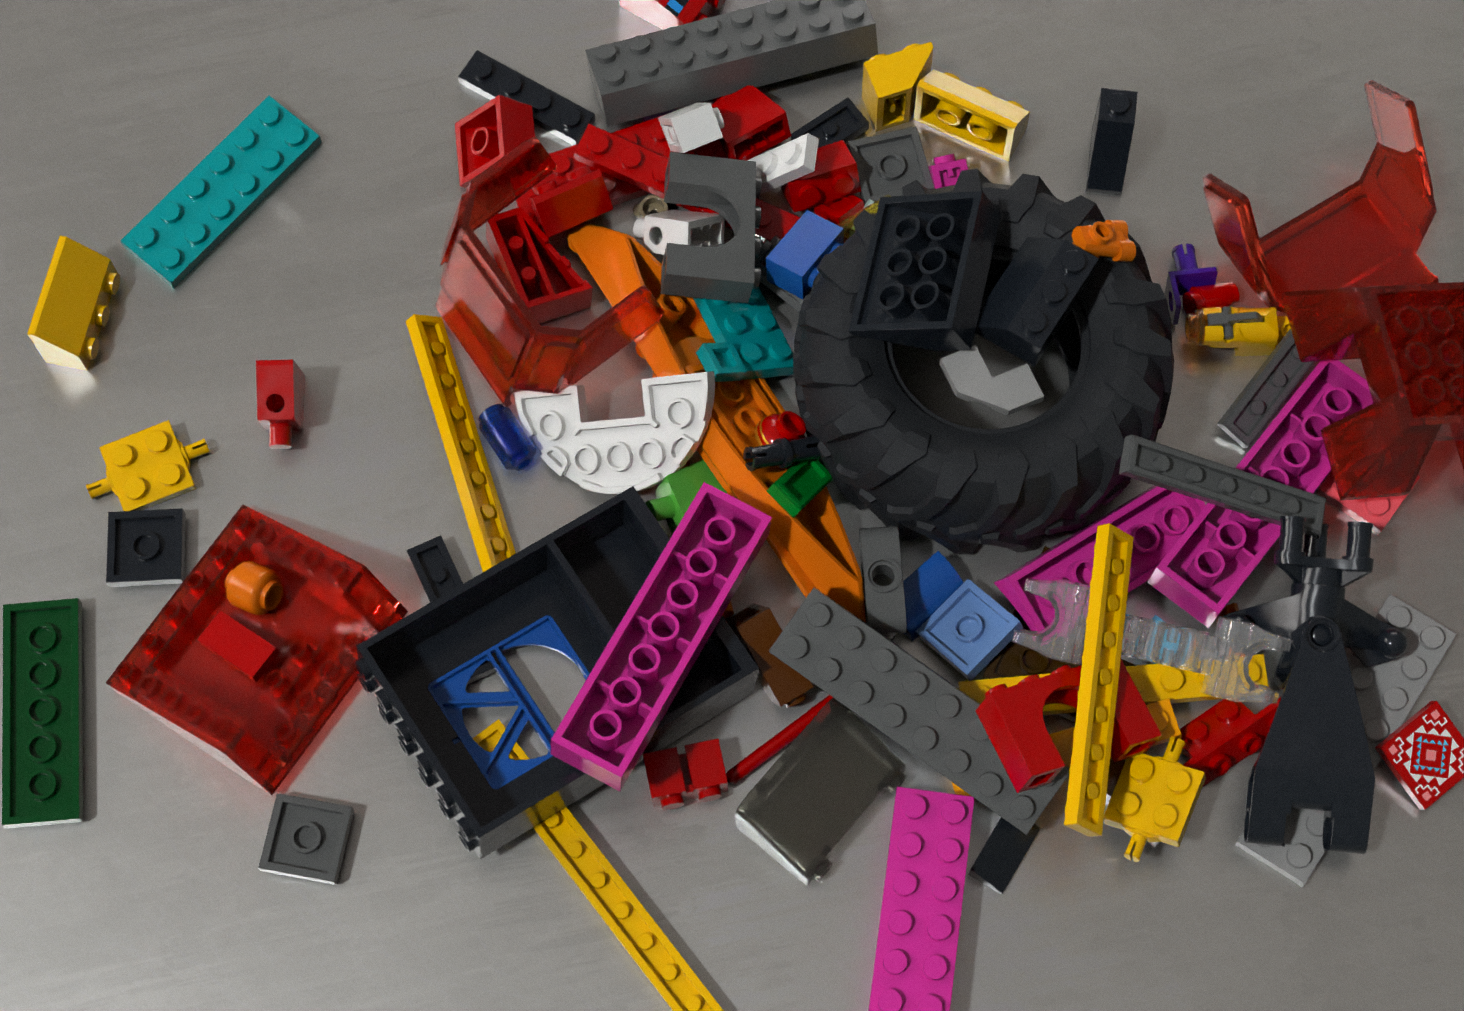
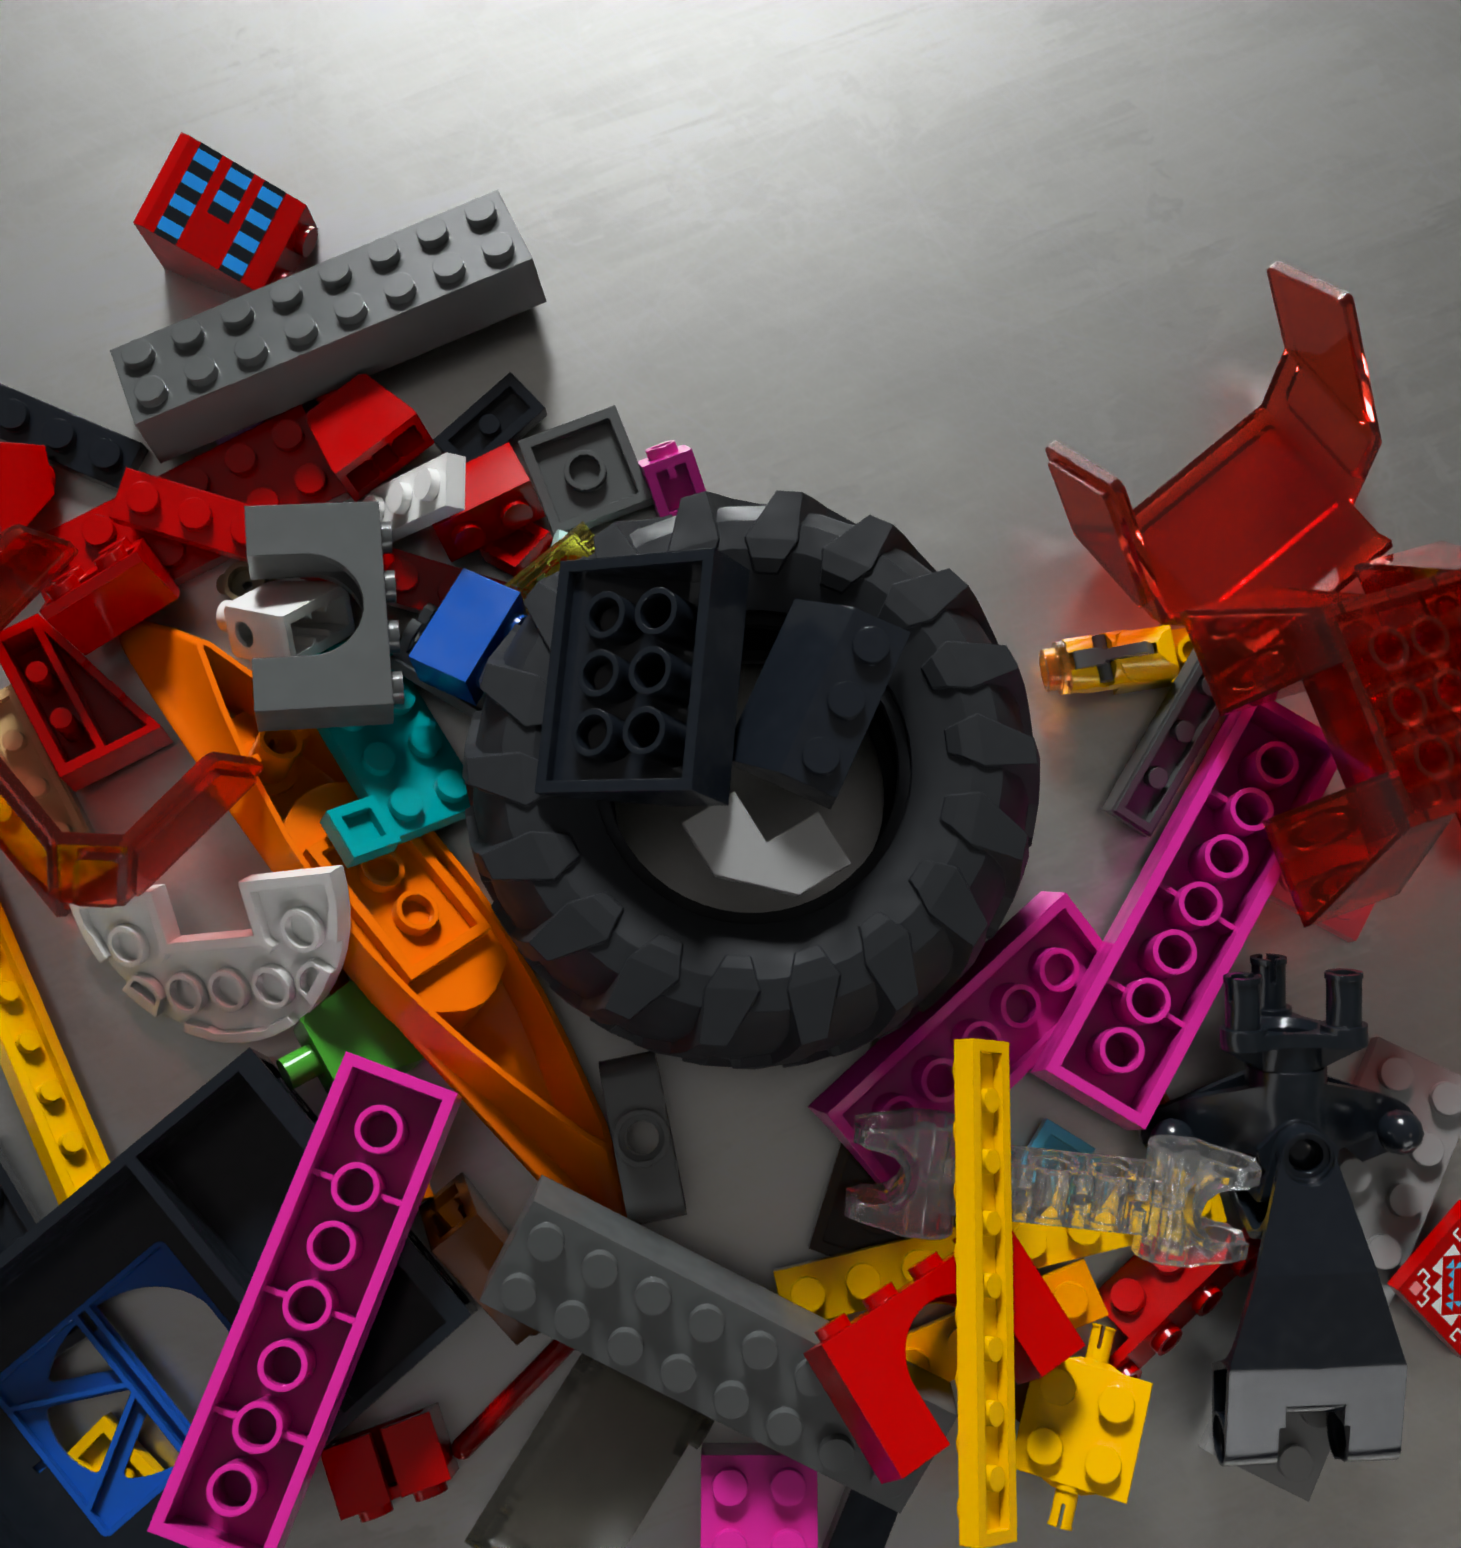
camera: 10 degrees left, 10 degrees up
(506, 437) = (68, 968): clear blue head -> none
(692, 126) = (277, 457): white brick -> none
(777, 426) = (464, 932): red piece -> none
(781, 453) = (464, 970): black pin -> none
(800, 485) = (500, 1008): green tile -> none
(892, 83) = (578, 344): yellow slope -> none
(927, 590) = (714, 1132): blue brick -> none
(969, 629) = (780, 1182): medium blue plate -> none
(970, 114) = (691, 374): yellow slope -> none
(1105, 240) = (915, 592): orange plate -> none
(1111, 141) = (901, 395): black slope -> none
(1185, 277) = (1034, 591): dark purple bracket -> none
(1210, 296) = (1069, 615): red cone -> none
(1219, 484) = (1127, 945): dark grey tile -> none

